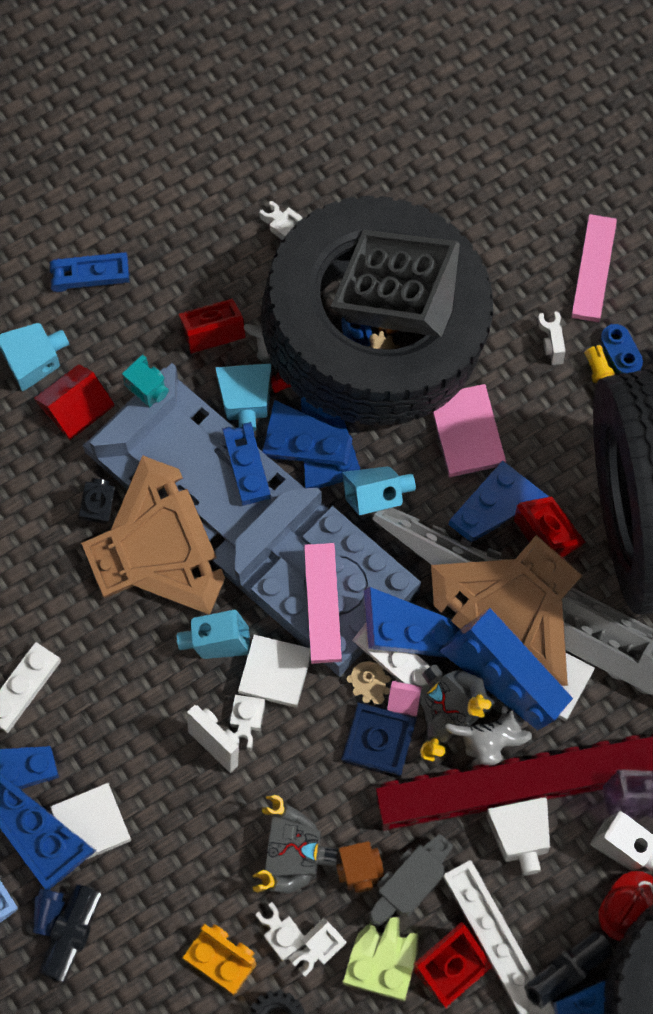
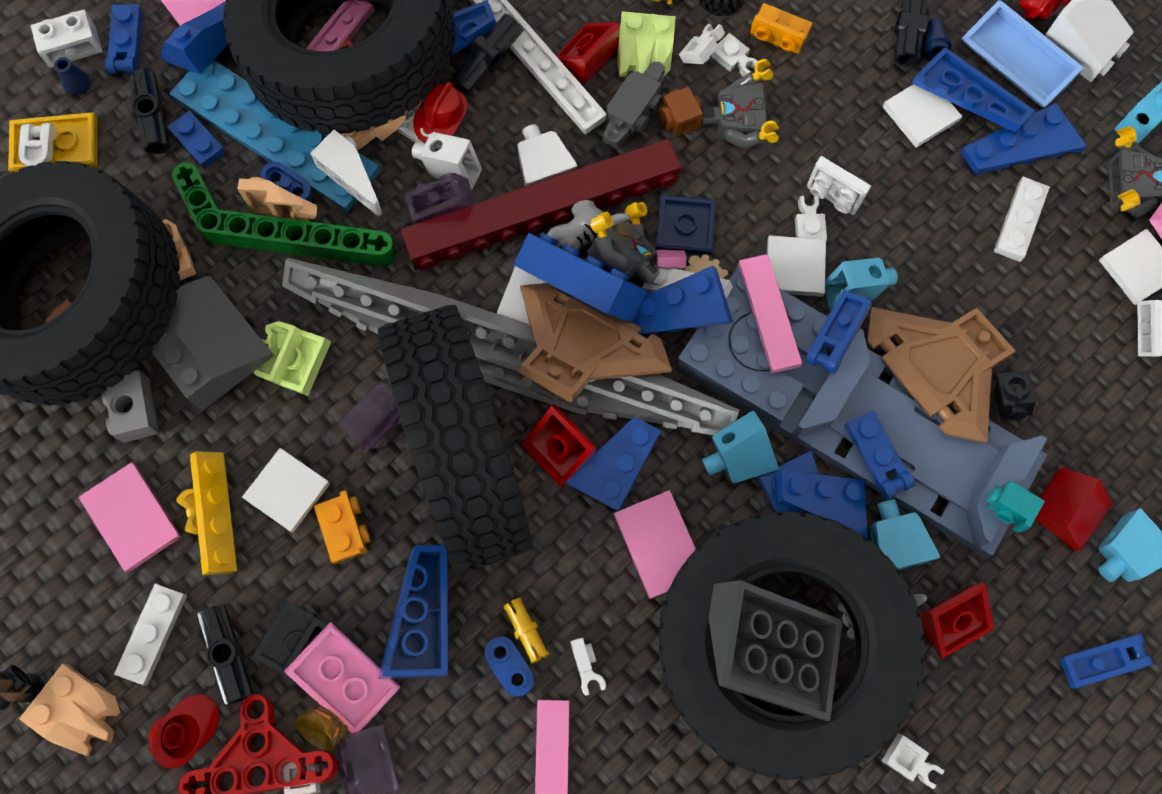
camera: 165 degrees right, 5 degrees up
(259, 569) = (839, 331): none -> blue plate

